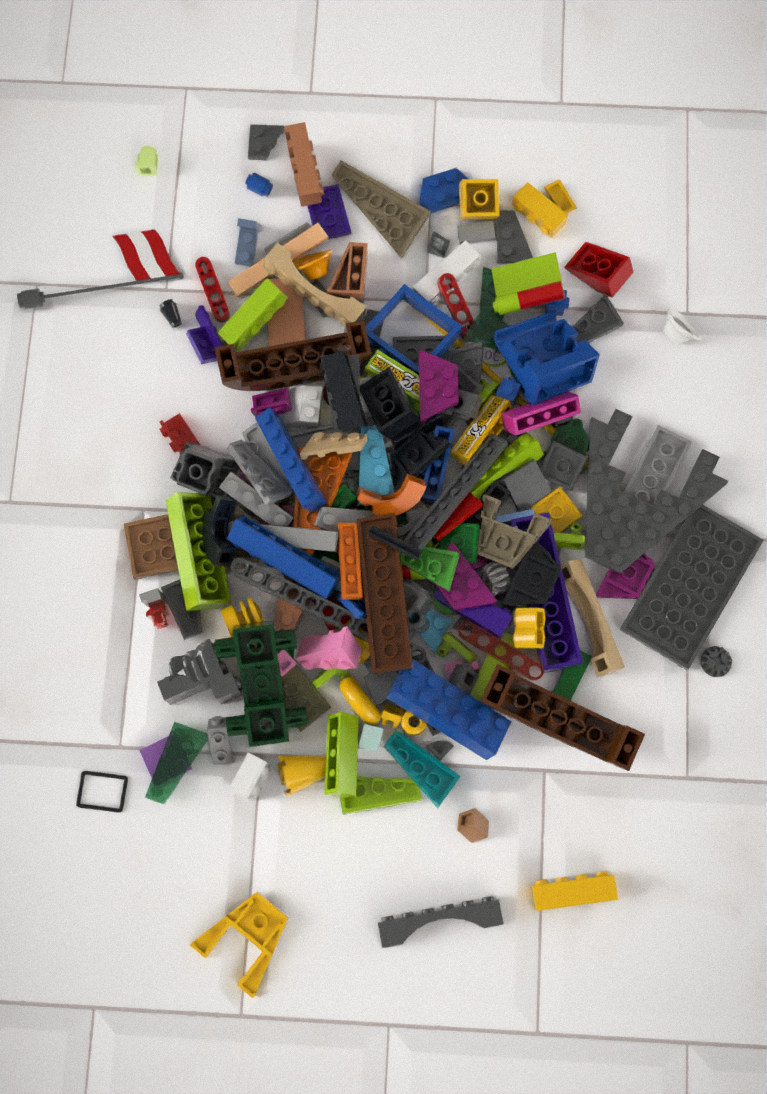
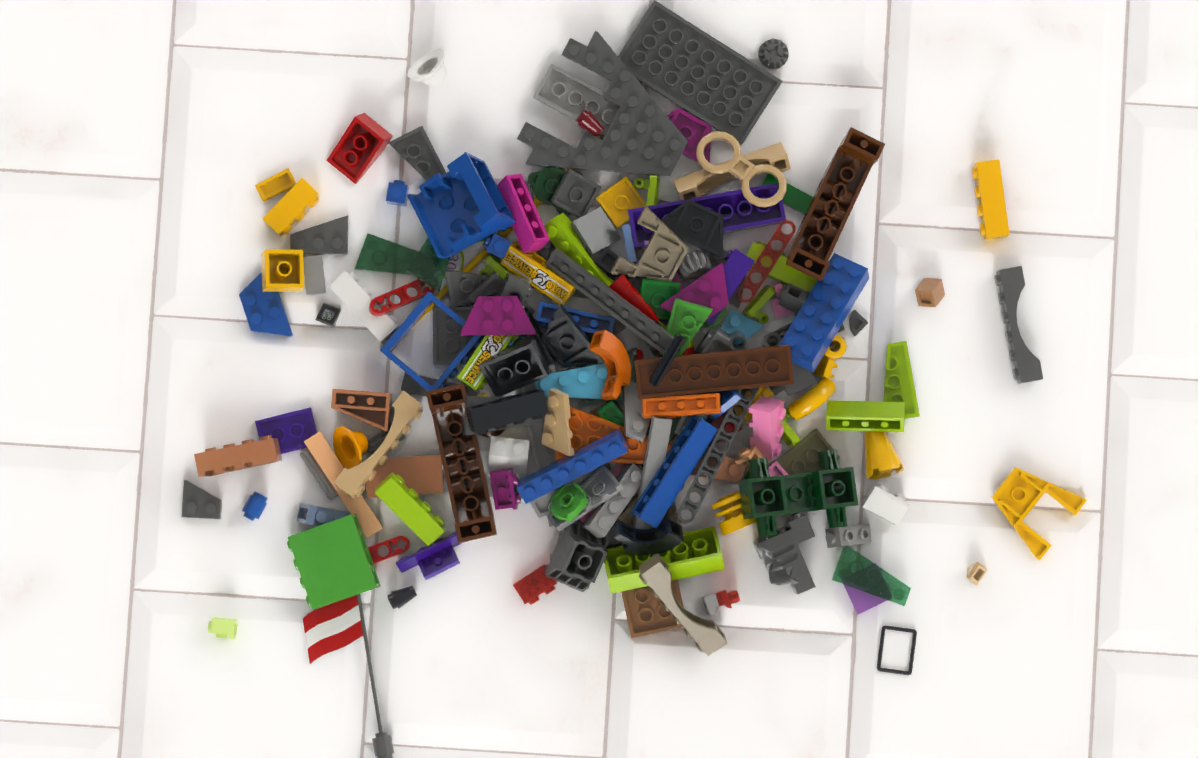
camera: 90 degrees left, 10 degrees up
(125, 592) = (705, 632): none -> arch
(178, 875) = (976, 572): none -> tan slope
(187, 621) = (706, 583): dark grey wing -> none
(205, 251) = (333, 561): none -> bright green panel
(254, 455) = (577, 498): none -> bright green plate
(302, 636) = (748, 453): none -> light nougat bracket
(370, 738) = (848, 388): light aqua panel -> none
(388, 211) = (289, 367): dark tan wing -> none
(424, 769) = (878, 337): teal wing -> none
(527, 284) = (381, 222): lime door -> none
(529, 628) = (746, 232): yellow brick -> none
(594, 625) = (741, 169): none -> tan bar
(634, 476) = (588, 122): none -> dark red cone

